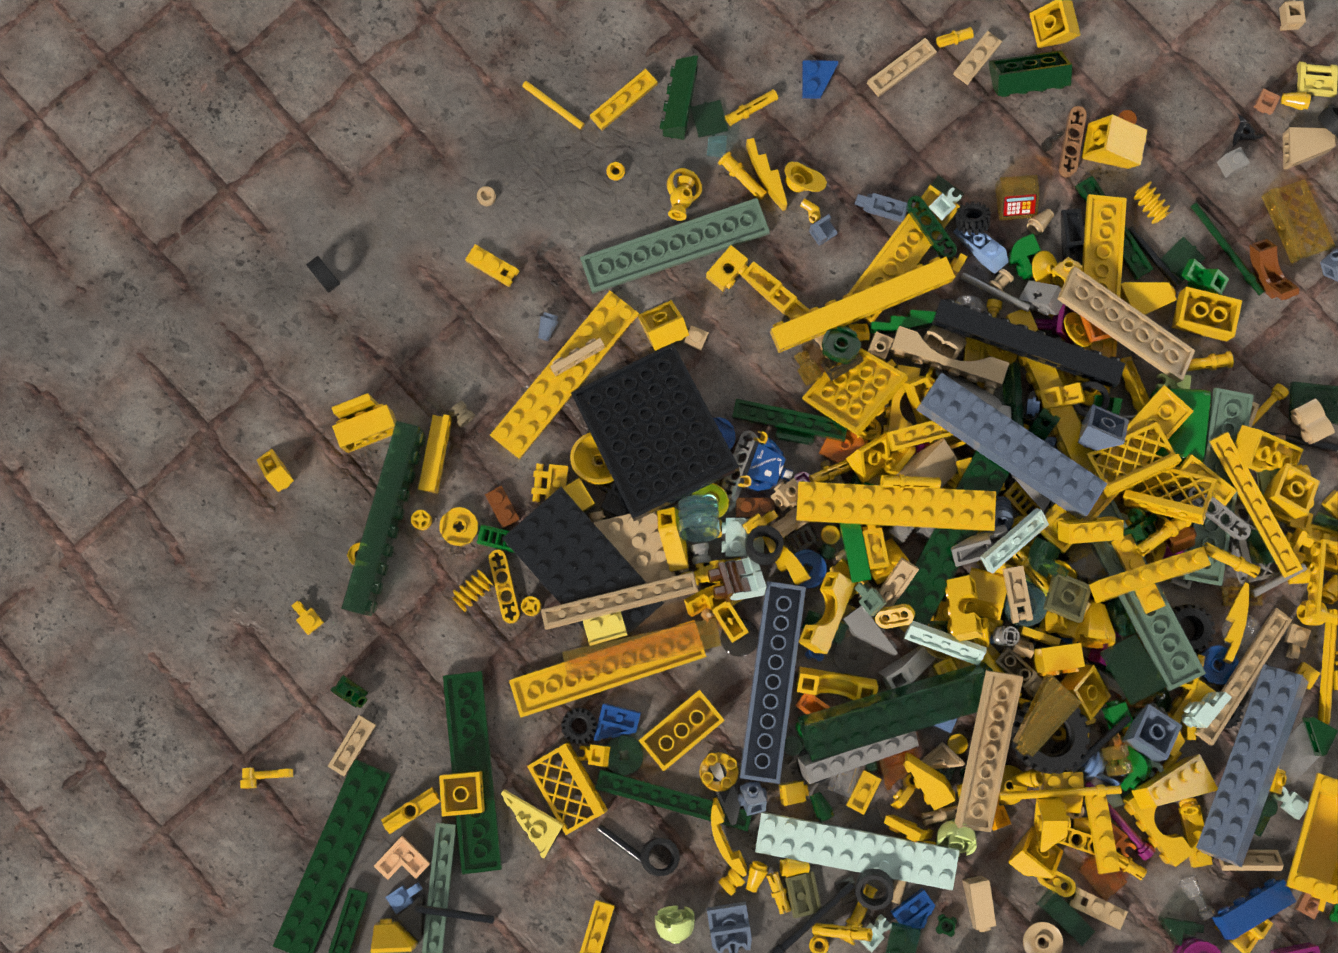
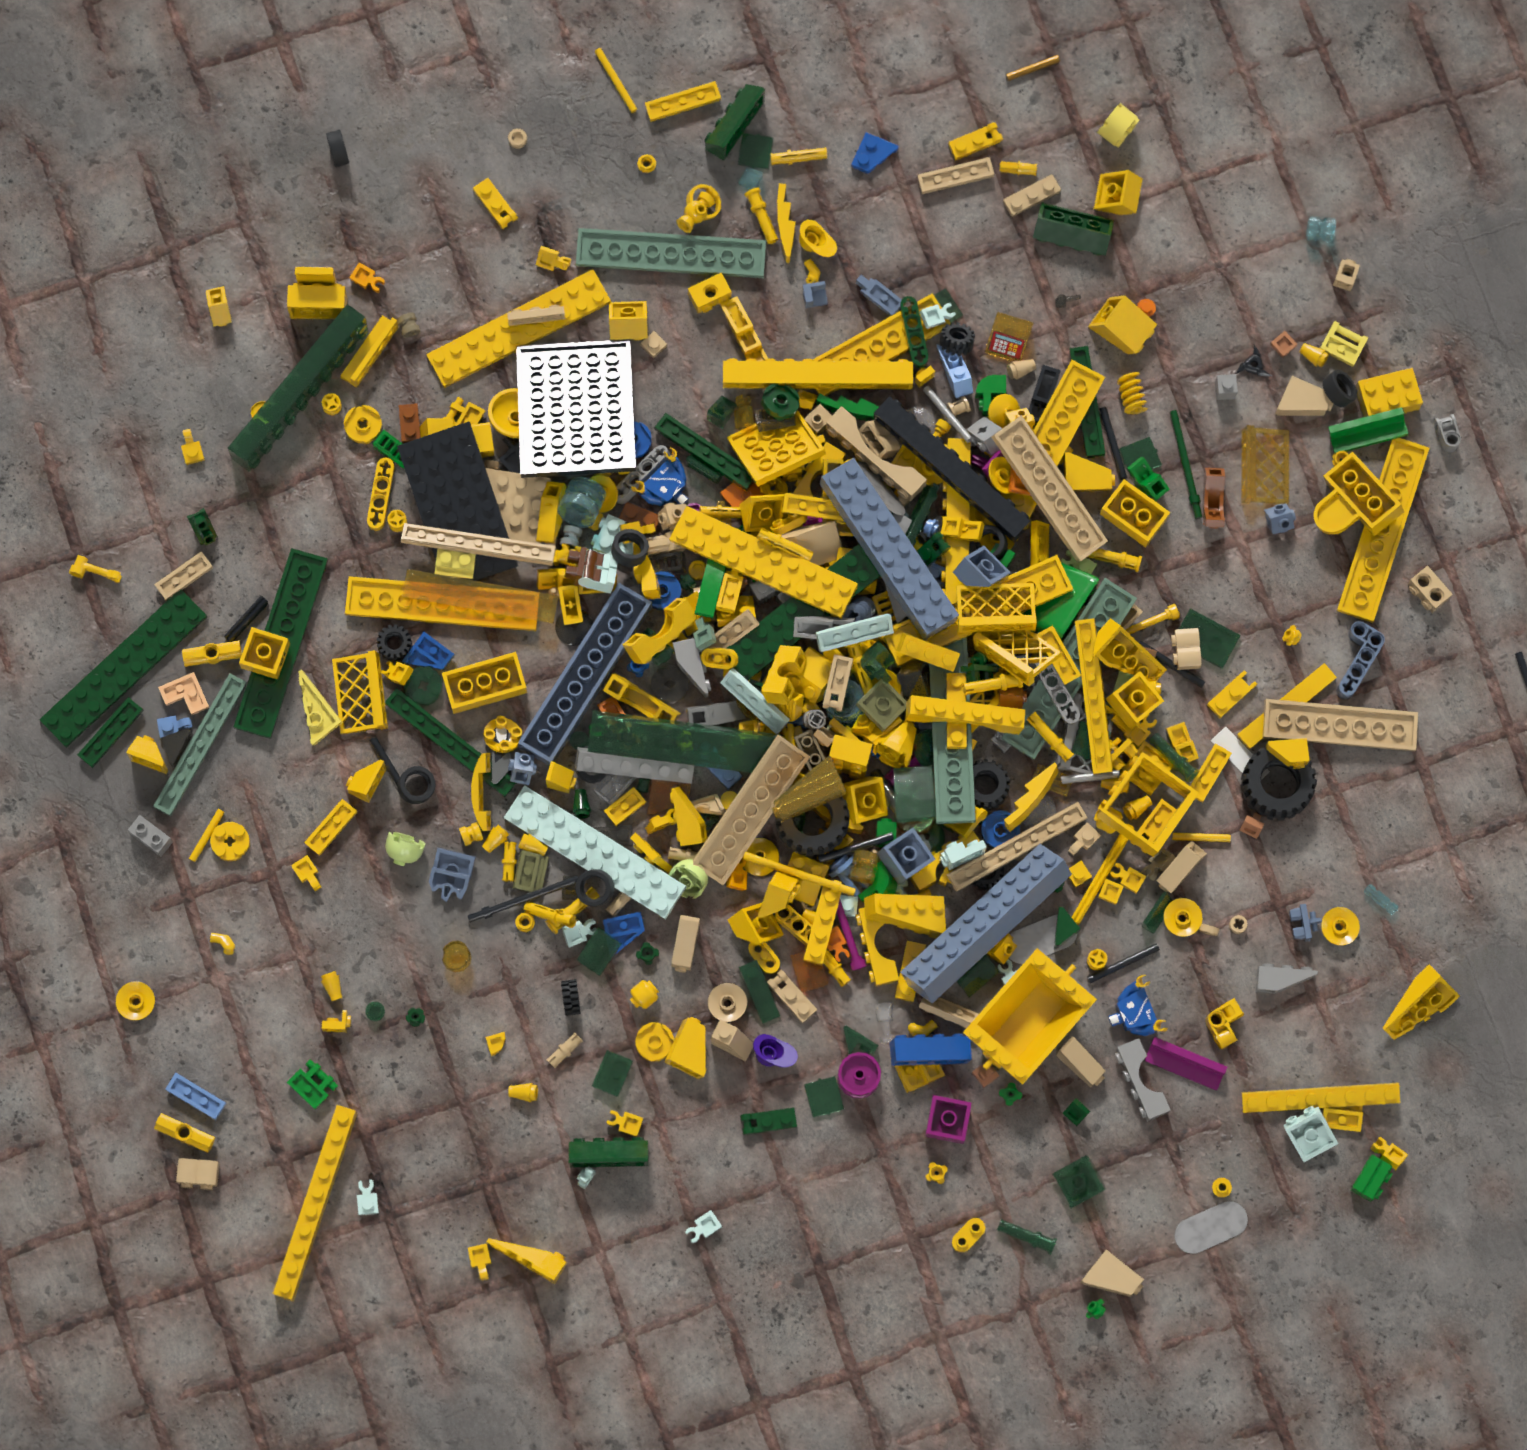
camera: 20 degrees right, 5 degrees down
(400, 385) = (365, 276): none -> light orange plate
(429, 762) = (246, 619): none -> black axle
(454, 913) = (212, 757): black bar -> none
(471, 590) = (350, 483): yellow piece -> none
(529, 502) = (434, 425): none -> yellow slope
(547, 325) = (521, 278): sand blue cone -> none
(565, 297) = (549, 259): none -> yellow plate
(610, 875) = (366, 781): none -> yellow slope
(787, 375) = (721, 412): none -> clear green slope
(904, 29) = (975, 141): none -> yellow plate
(1029, 778) = (777, 852): yellow cone -> none
(1075, 142) = (1084, 307): medium nougat beam -> none
(1188, 806) = (913, 943): yellow bush -> none
(1233, 889) = (919, 1029): none -> yellow arm

